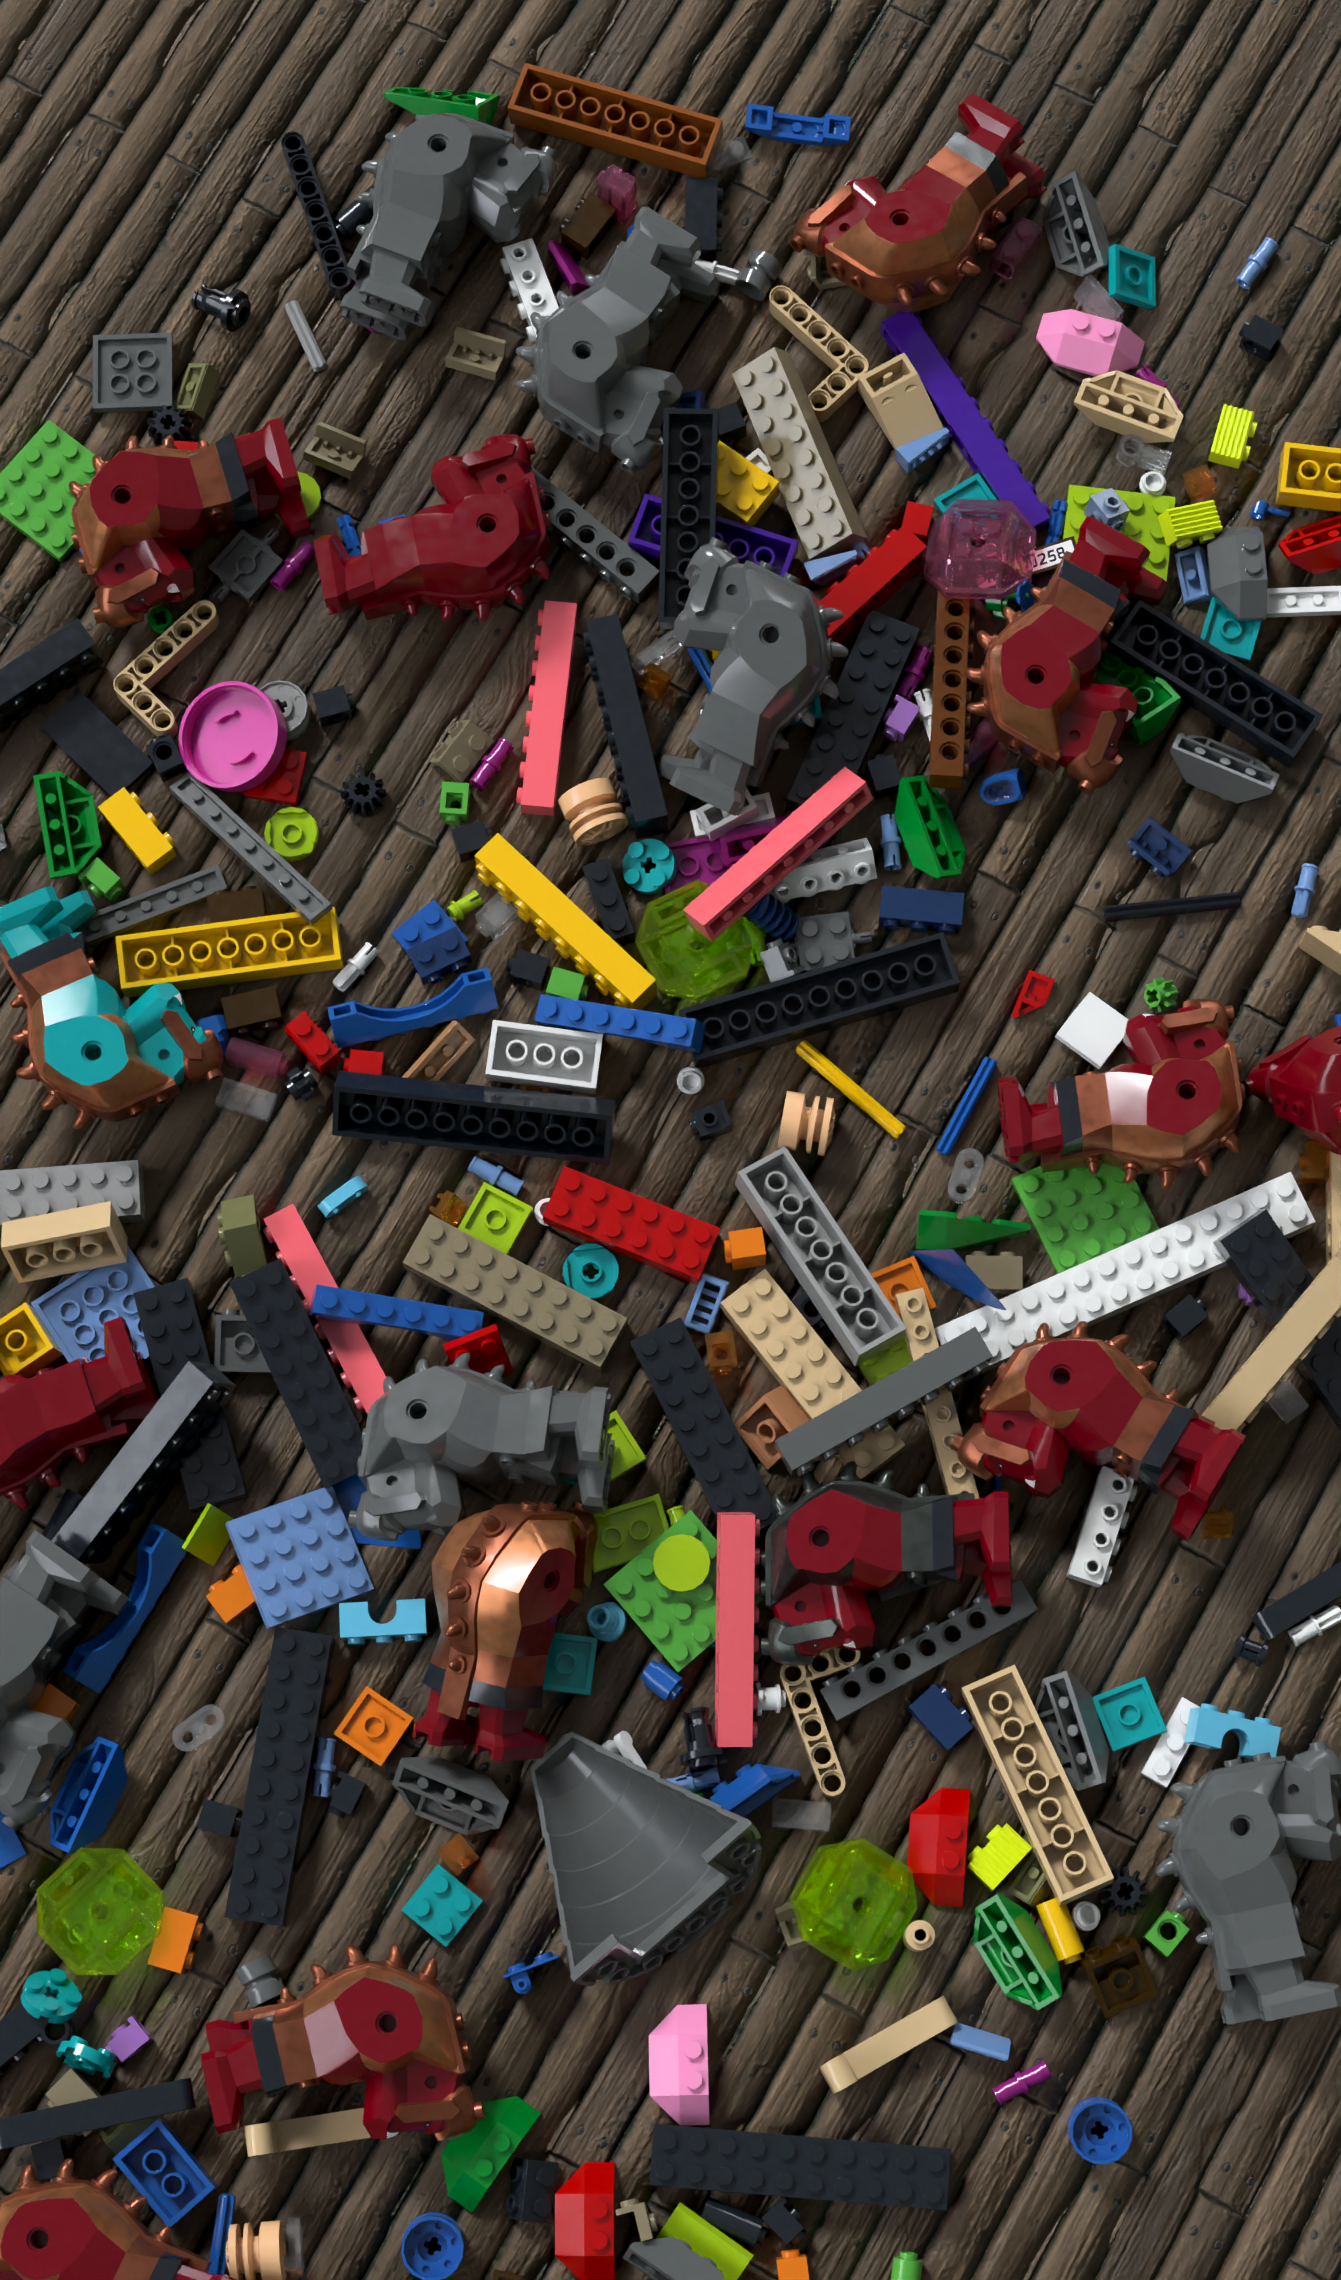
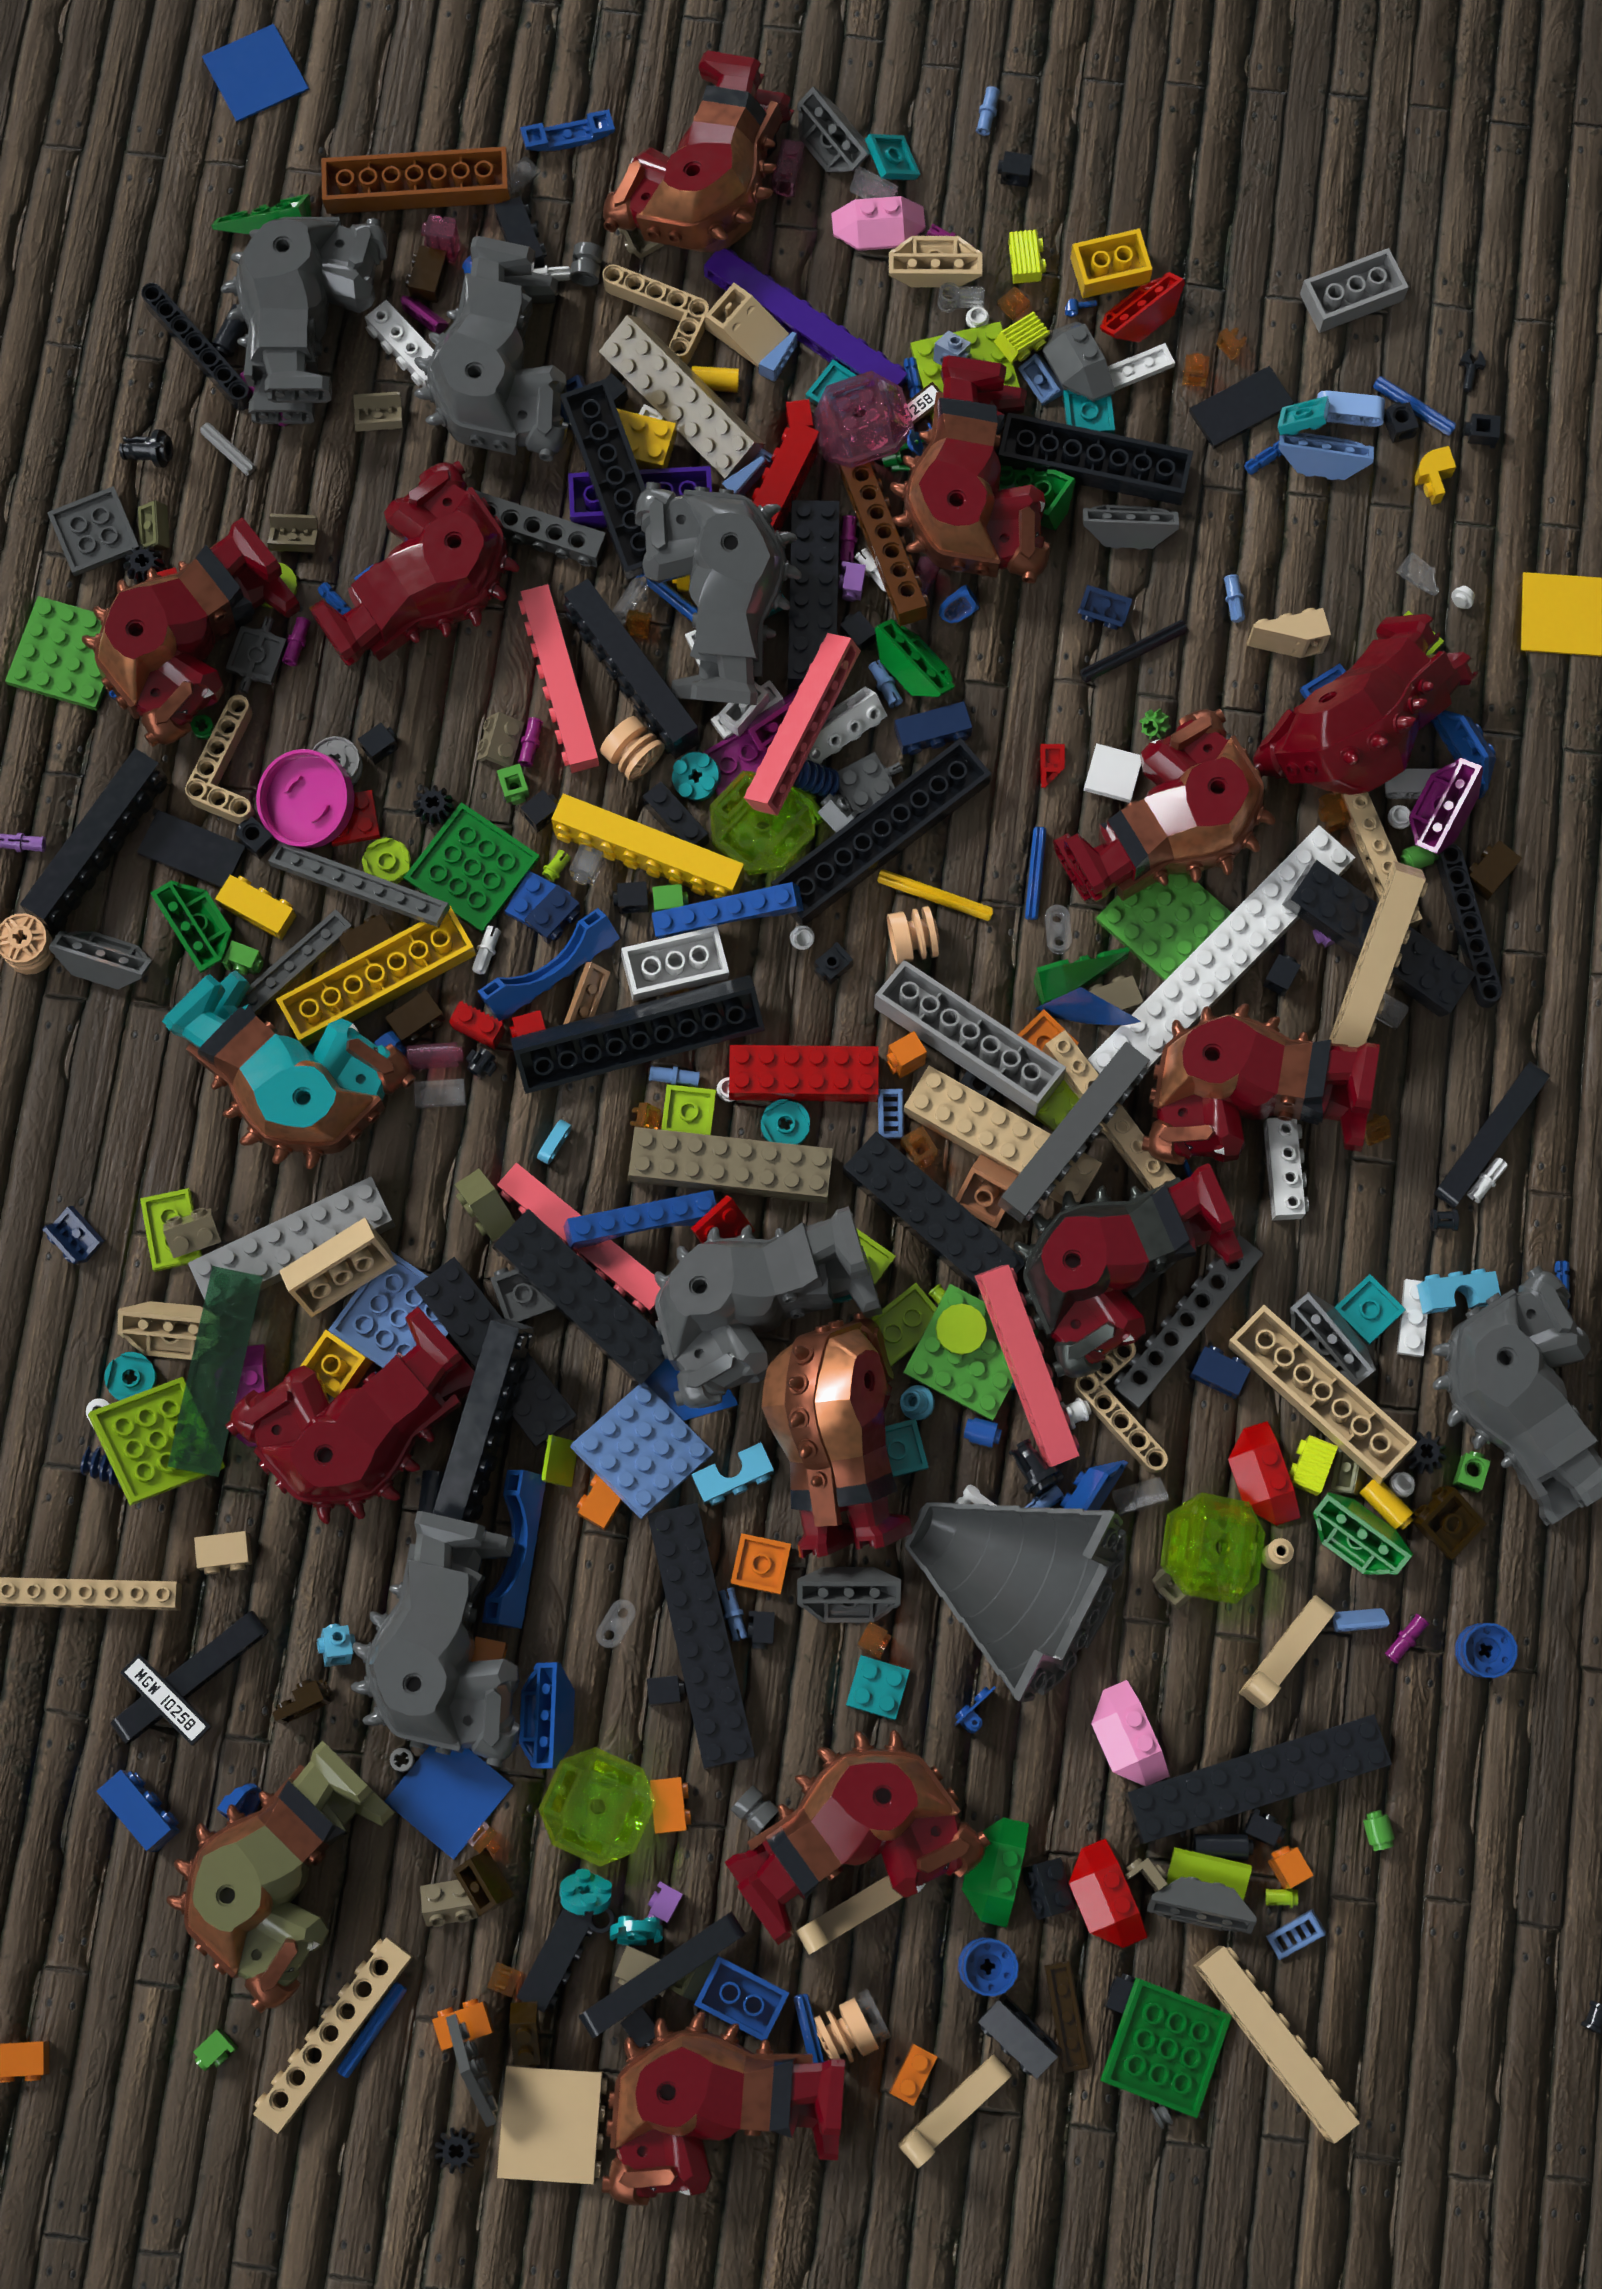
camera: 25 degrees left, 0 degrees up
(376, 874) = (472, 867): none -> green plate
(848, 449) = (719, 378): none -> yellow brick

